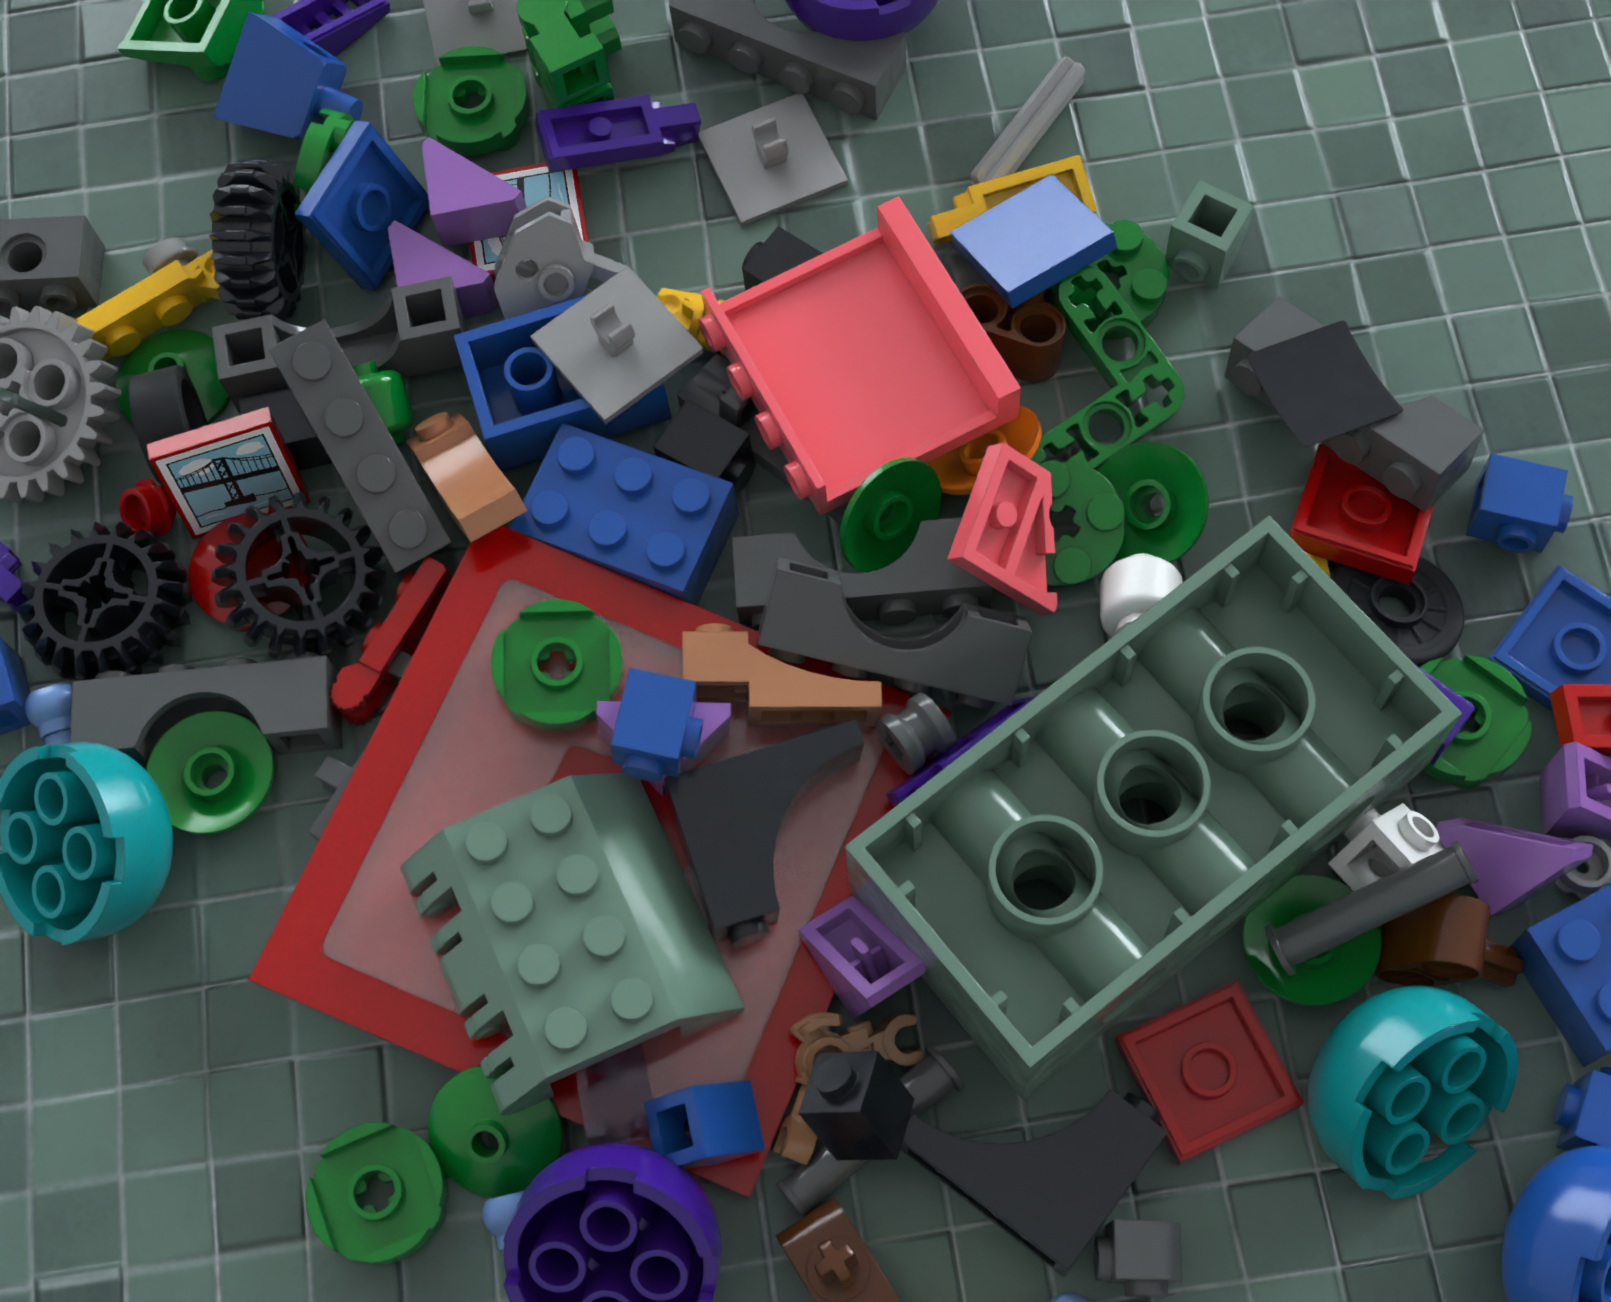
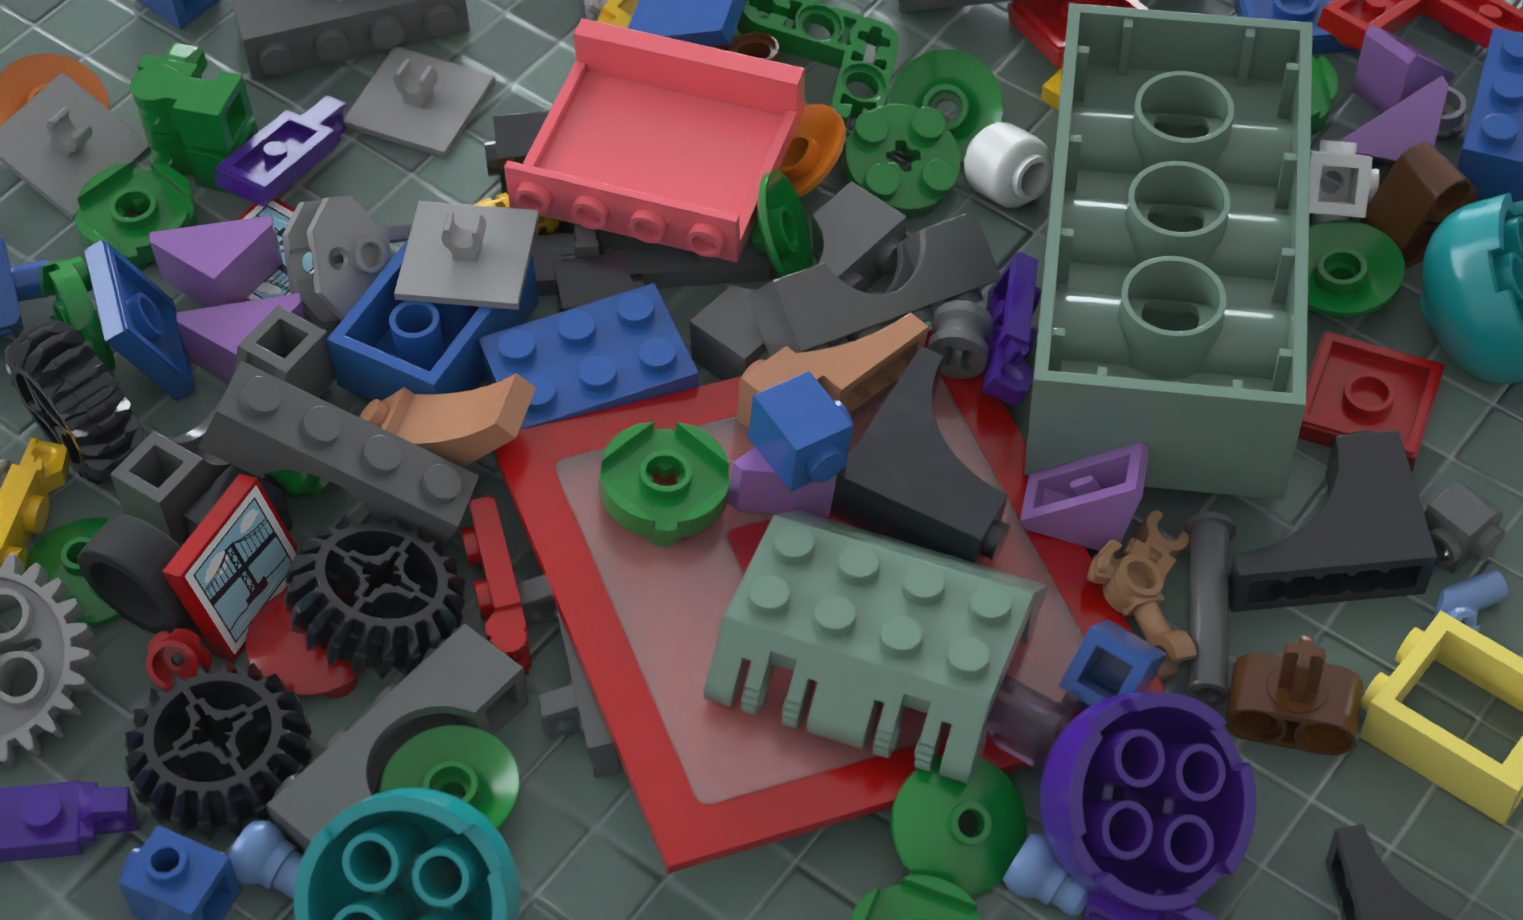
camera: 50 degrees left, 15 degrees down
(857, 1106) = (1198, 570): black brick -> none
(1009, 528) = (882, 167): coral wing -> none
(1370, 907) = (1366, 201): dark grey pin -> none

